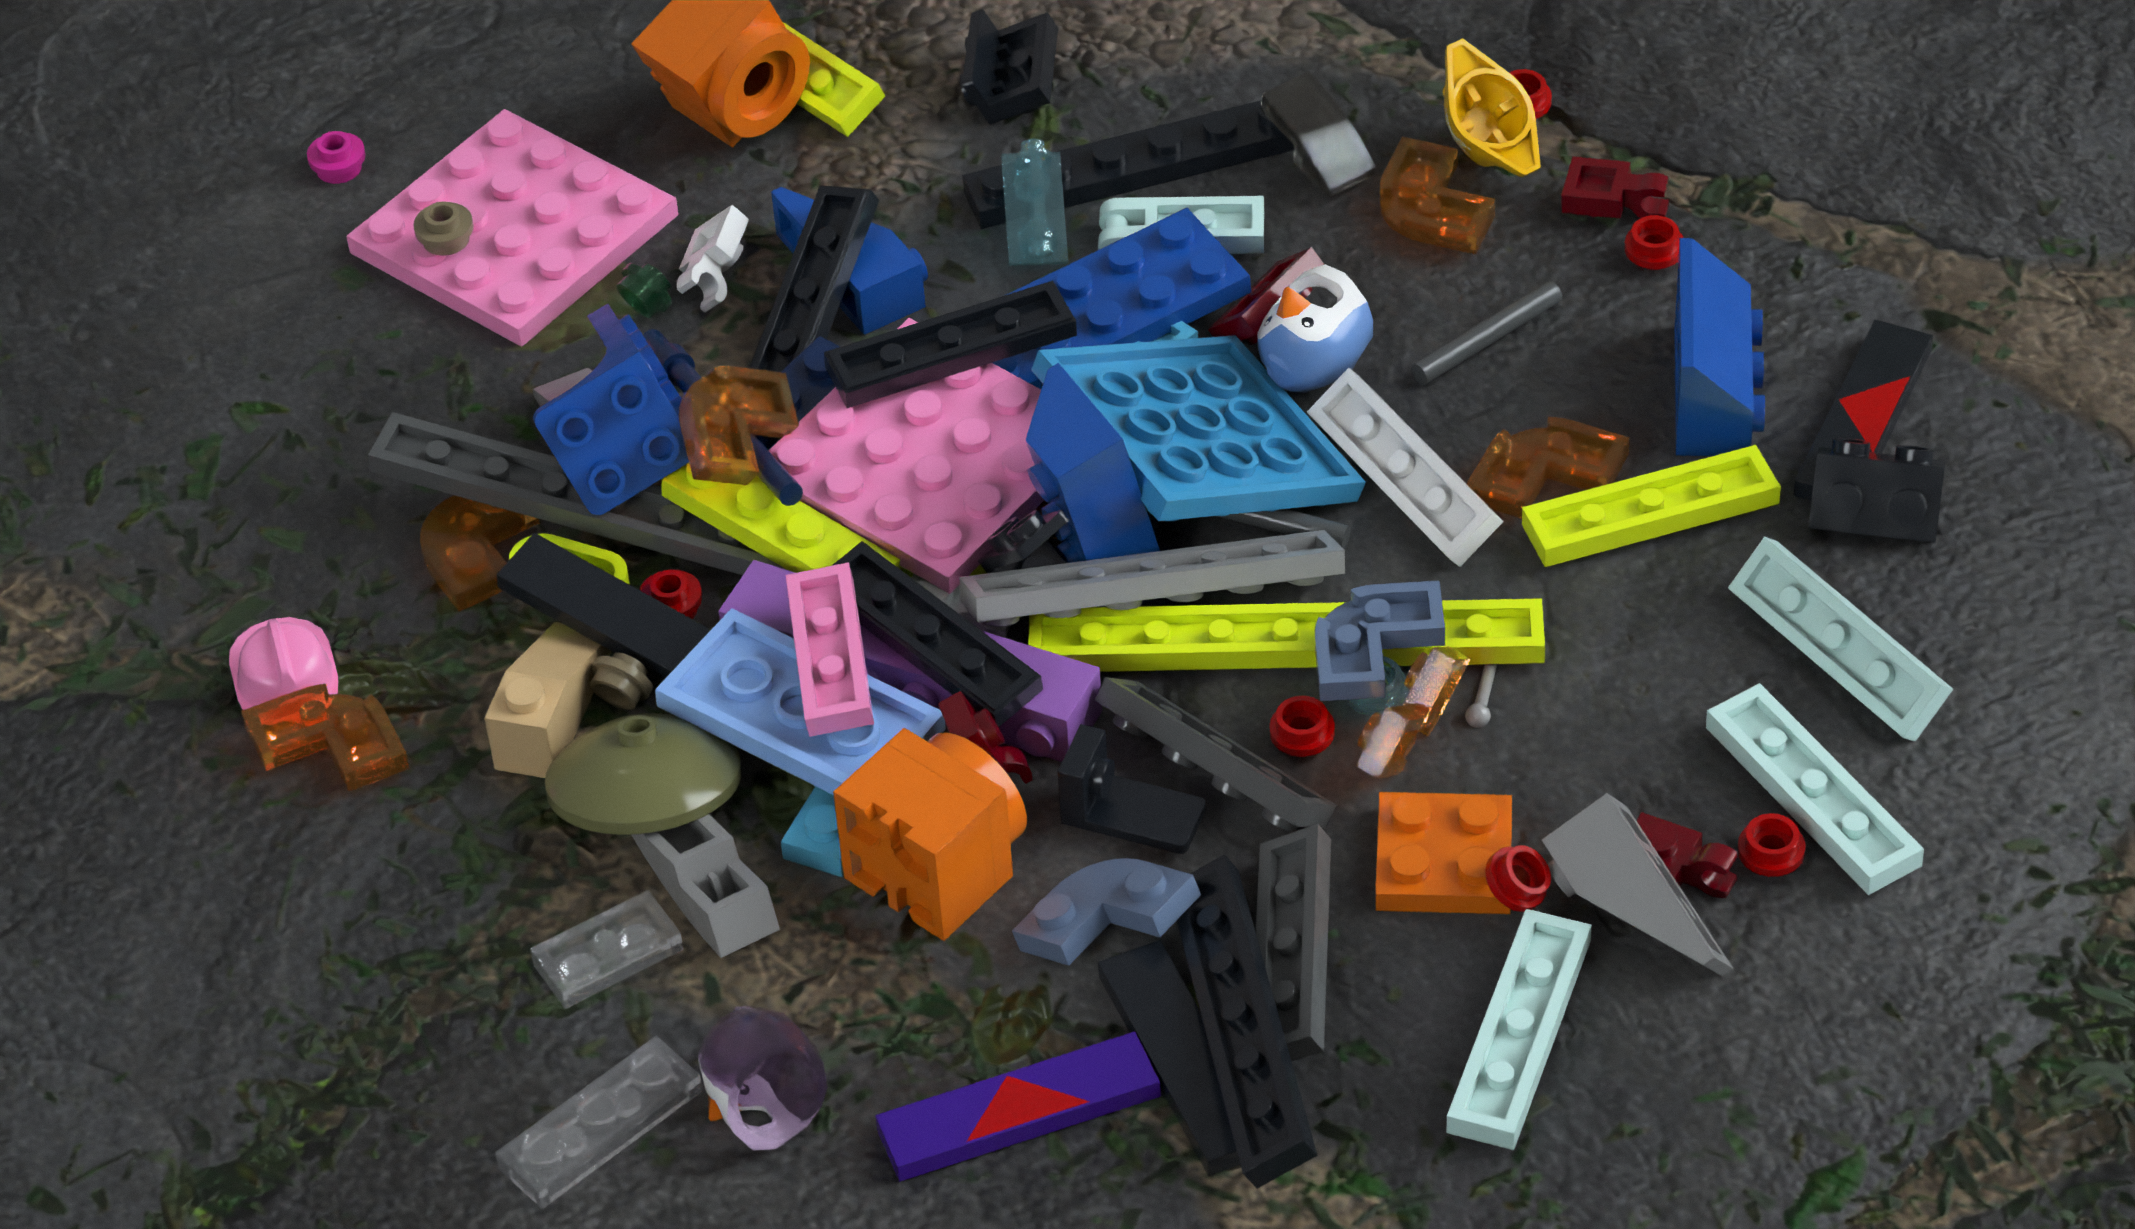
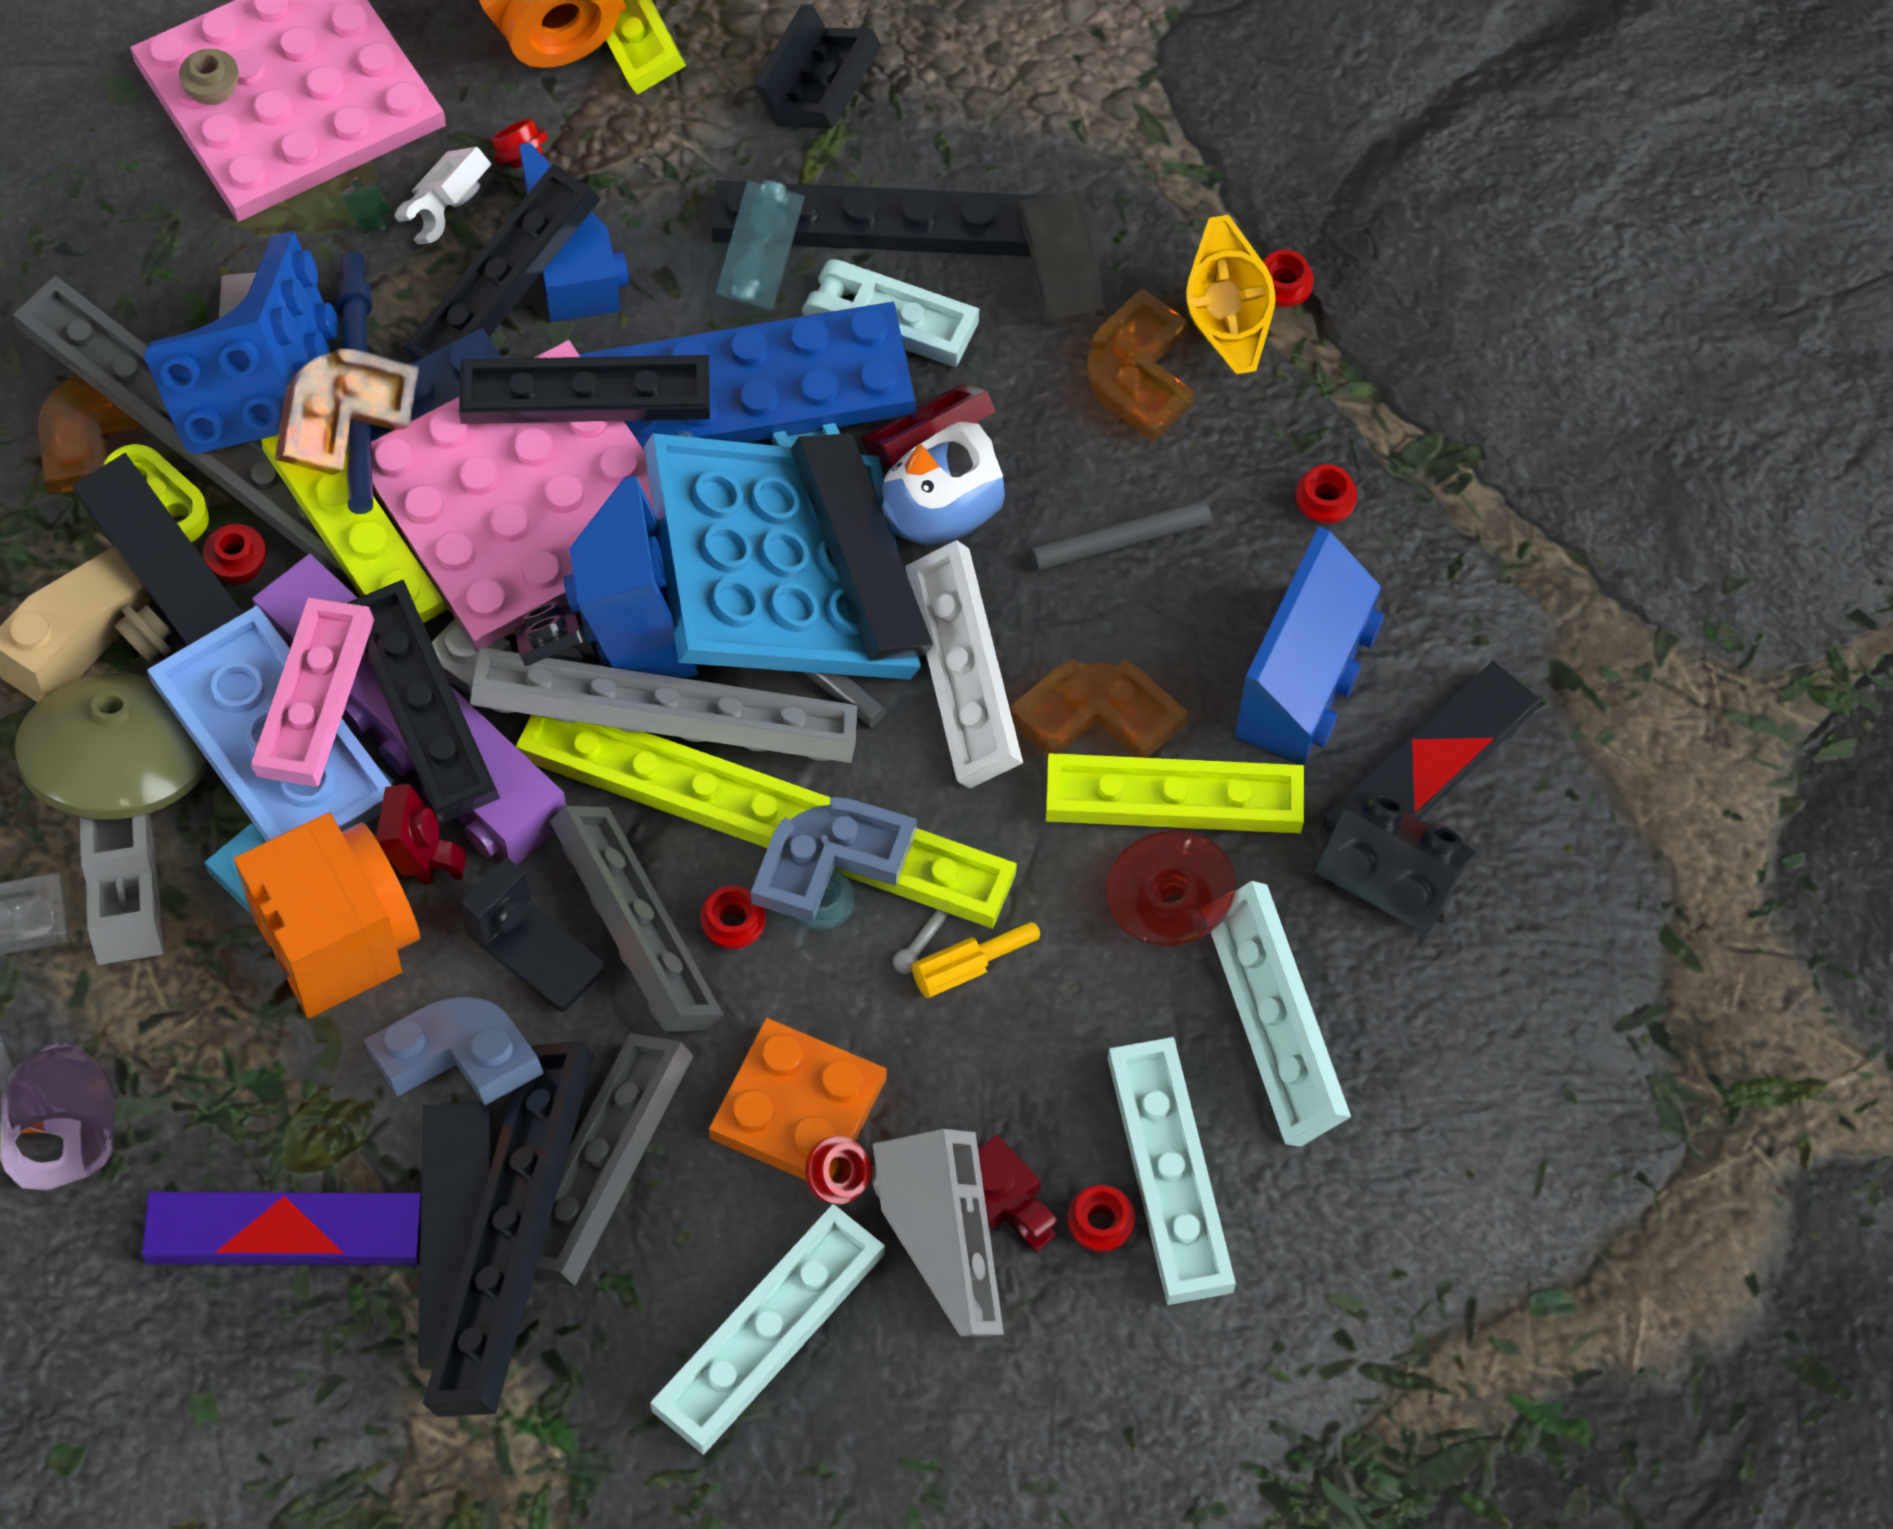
camera: 15 degrees right, 15 degrees up
(756, 200) = (508, 140): none -> red plate
(1266, 398) = (861, 547): none -> black tile
(1390, 735) = (793, 973): clear orange plate -> none
(1534, 693) = (967, 959): none -> yellow axle
(1607, 186) = (1310, 412): dark red plate -> none
(1691, 573) = (1164, 866): none -> clear red dish

